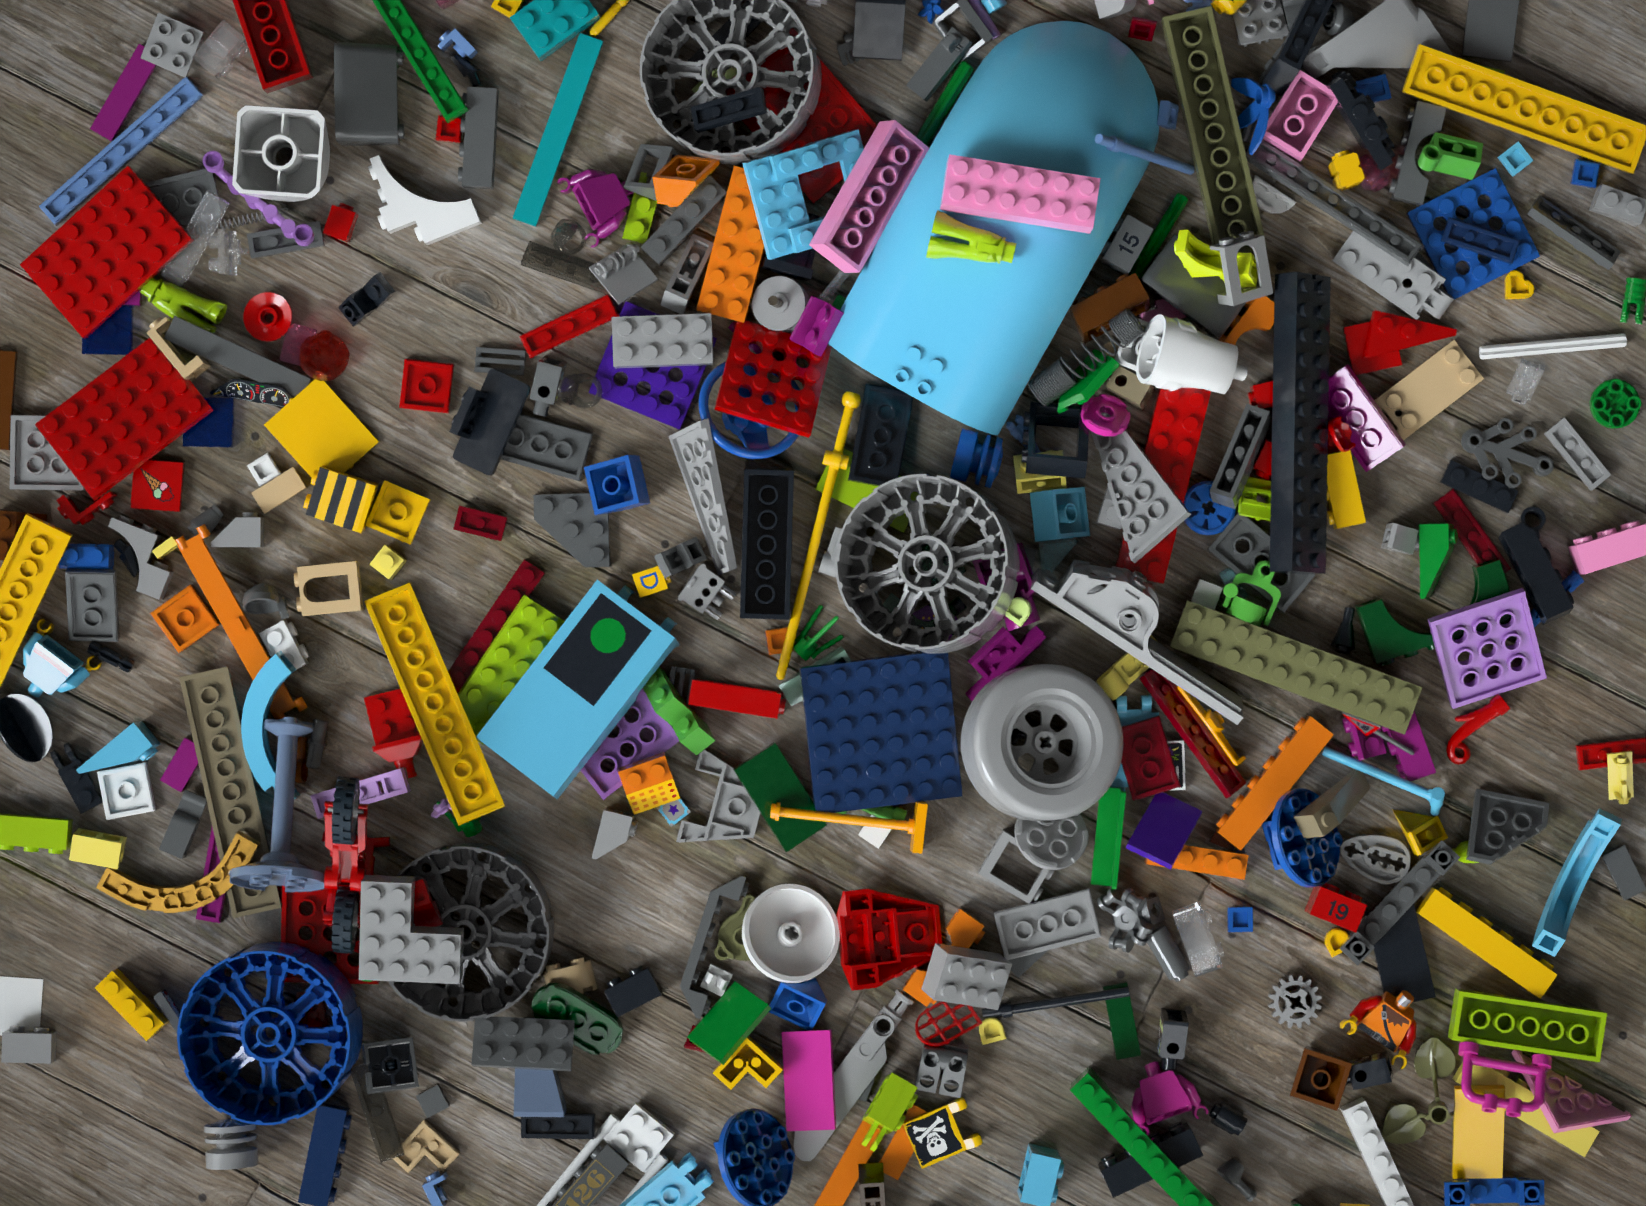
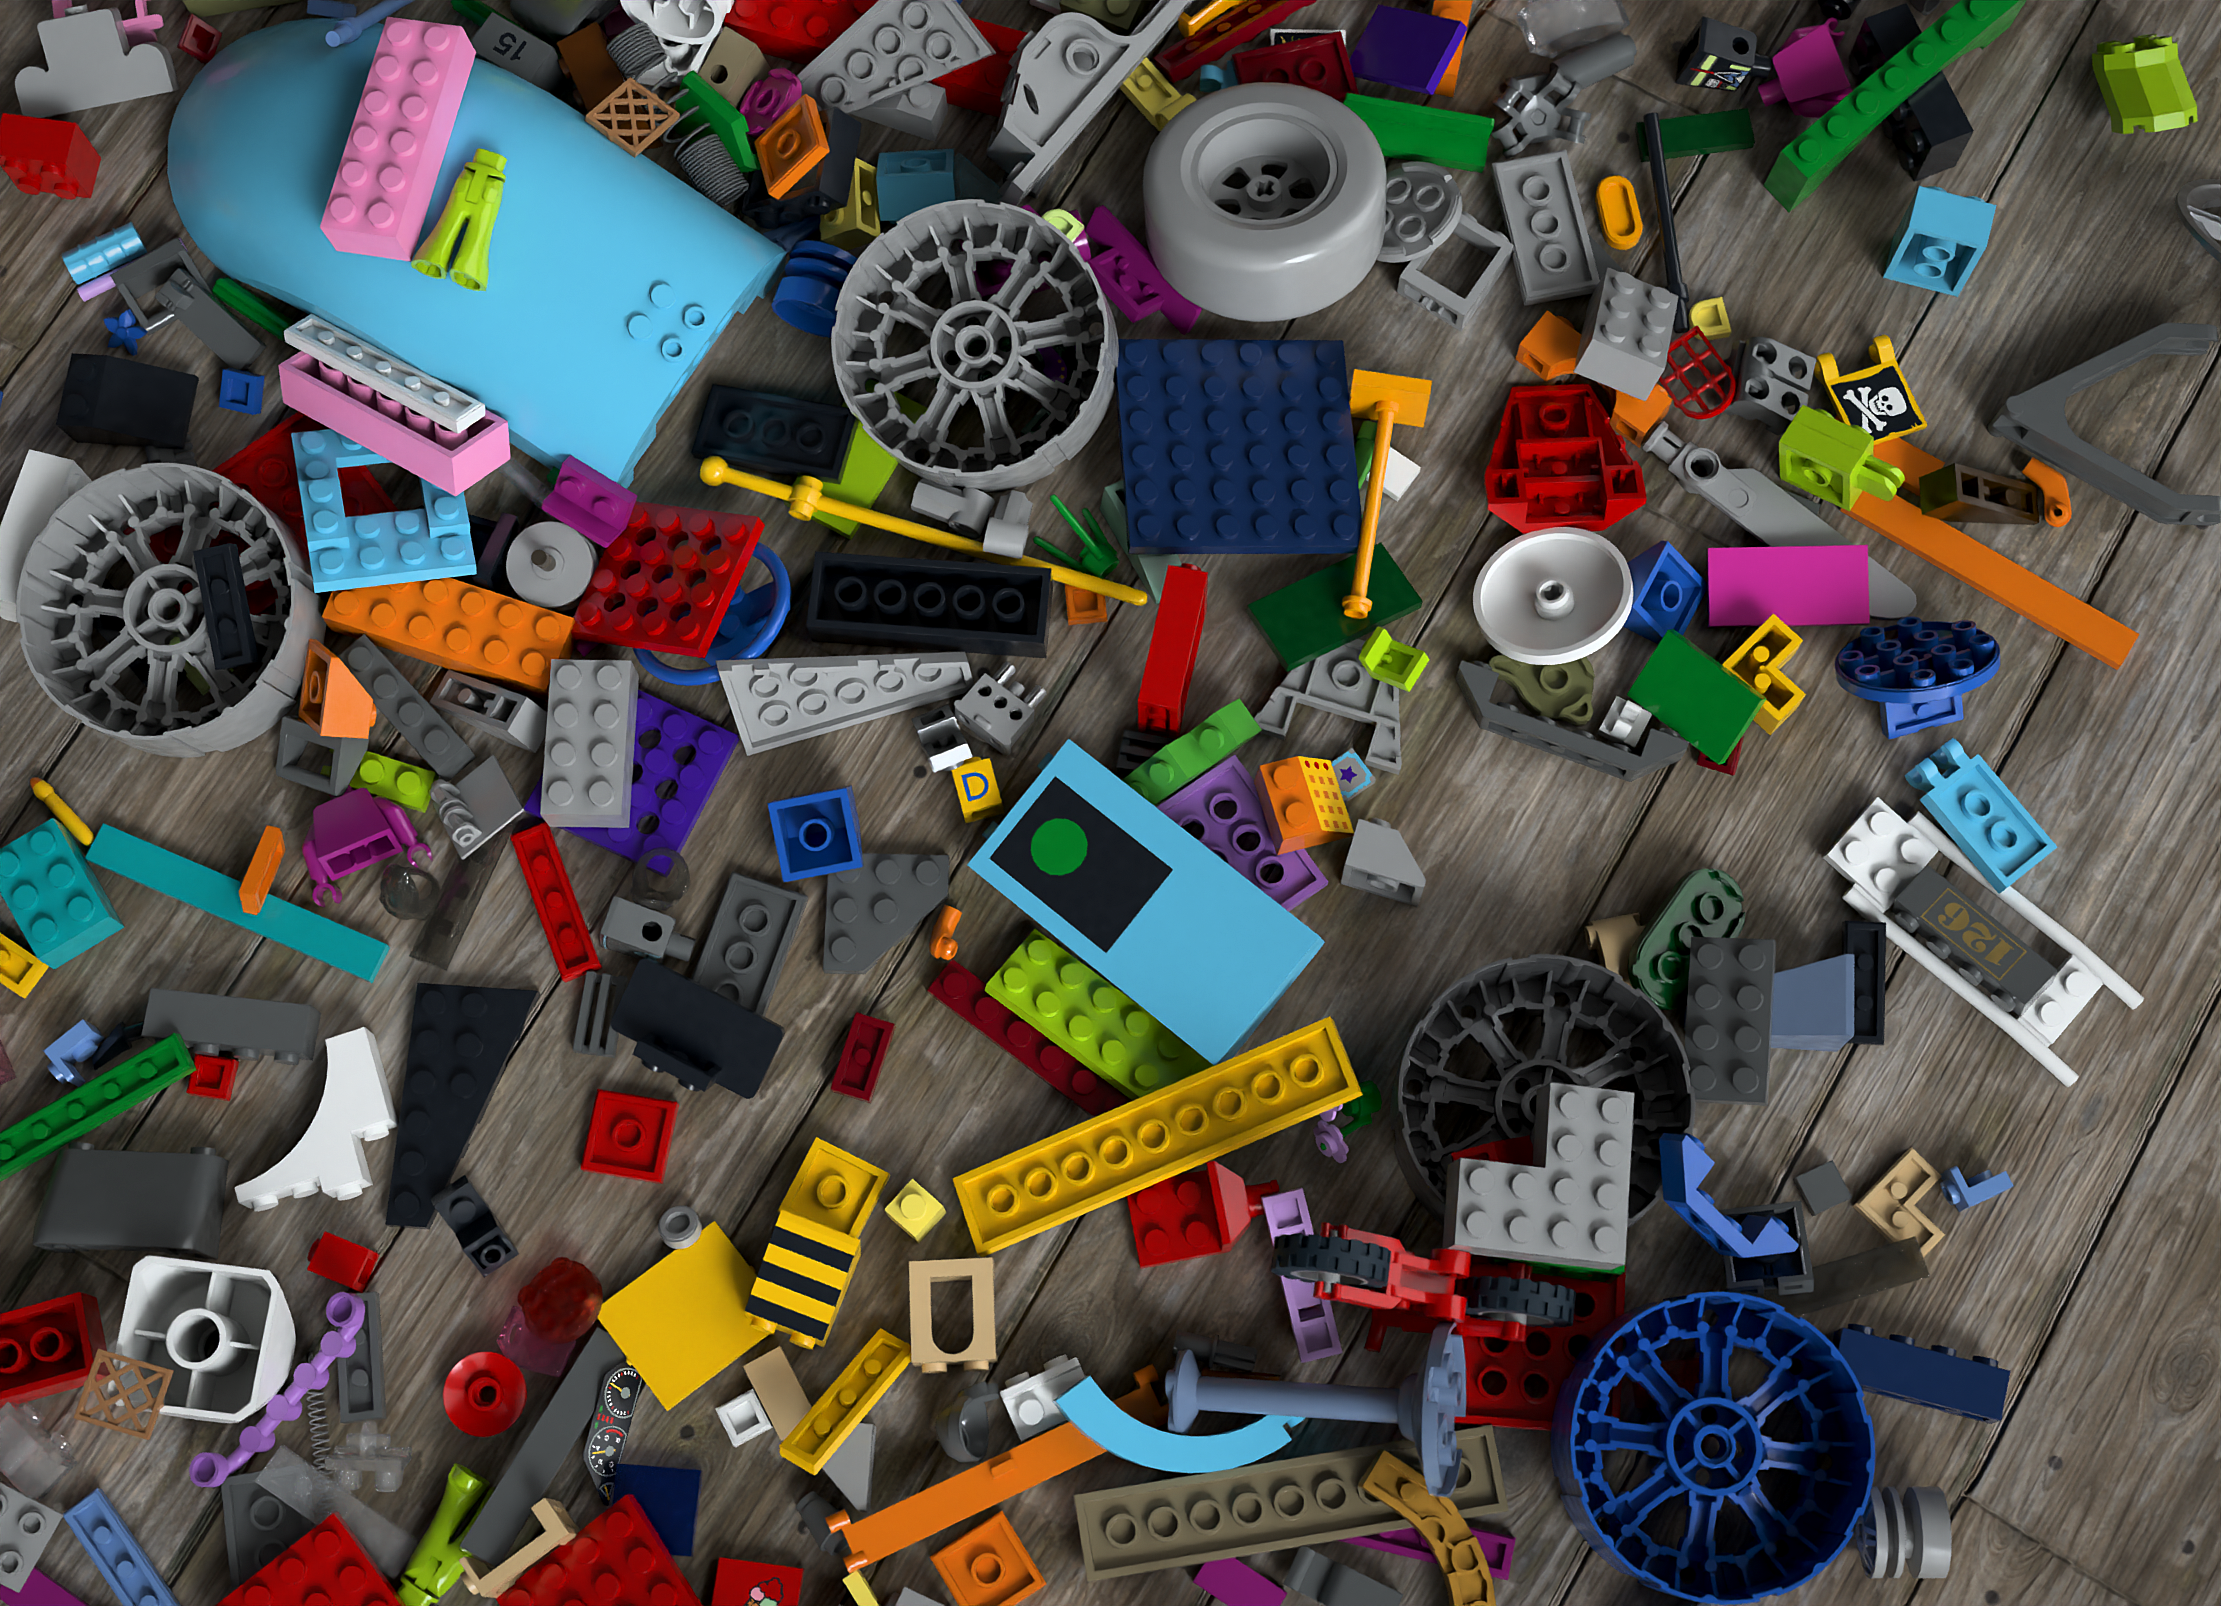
camera: 80 degrees left, 15 degrees down
(248, 96) = (92, 1384): none -> medium nougat window
(271, 531) = (846, 1402): none -> yellow plate
(372, 421) = (679, 1227): none -> light grey tile
(419, 1015) = (1682, 1170): none -> blue slope
(462, 275) = (450, 1077): none -> black wing
(561, 565) = (941, 943): none -> orange arm
(576, 146) = (262, 870): none -> orange tile
(632, 991) = (1641, 851): black brick -> none
(742, 834) = (1392, 660): none -> lime bracket
(819, 590) = (1009, 527): none -> light grey piece
(891, 189) = (385, 373): none -> white tile
(892, 90) = (241, 391): none -> blue plate
(1056, 321) = (614, 133): none -> medium nougat window
(1064, 971) = (1618, 212): none -> light orange tile
(1065, 434) = (791, 146): none -> orange tile

